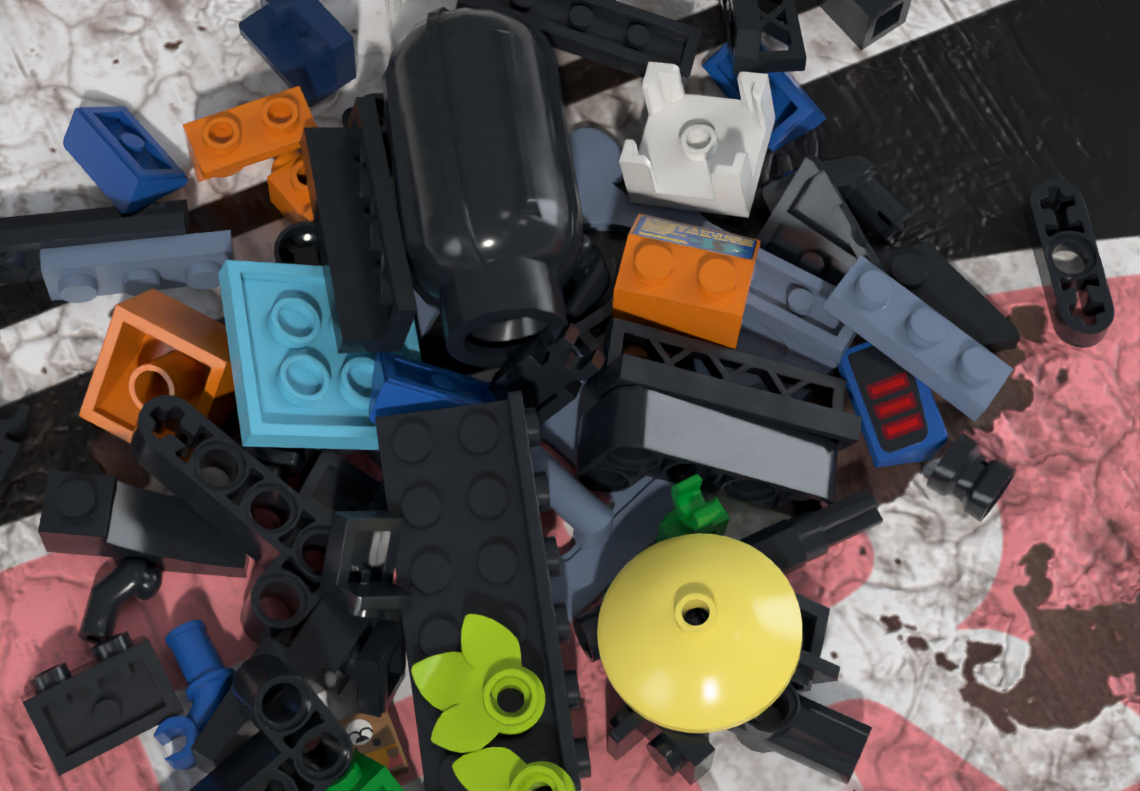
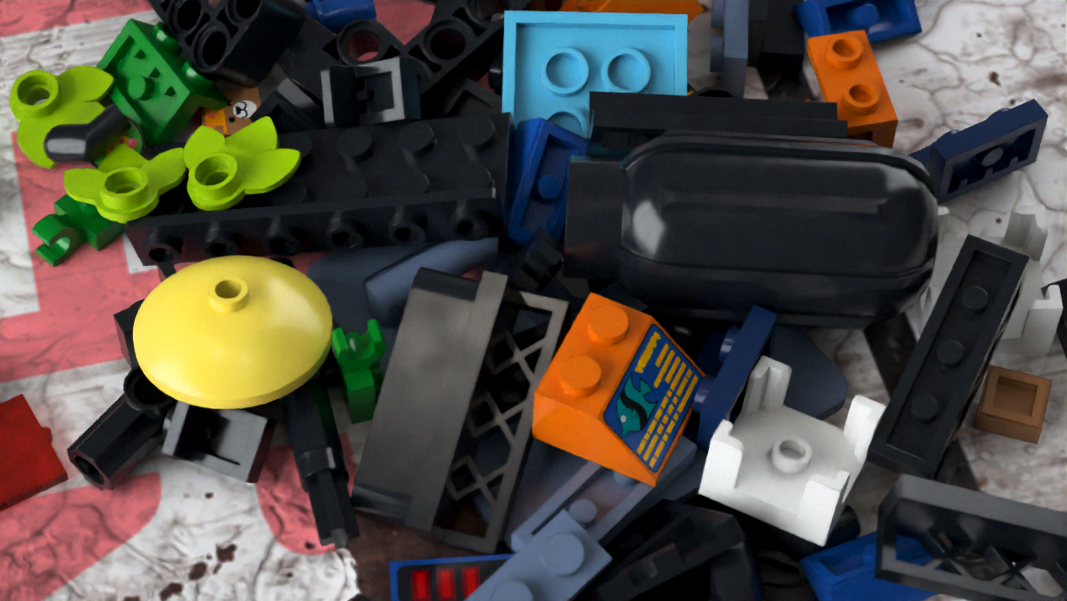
camera: 105 degrees right, 10 degrees down
(621, 187) = (727, 366): none -> dark blue bracket

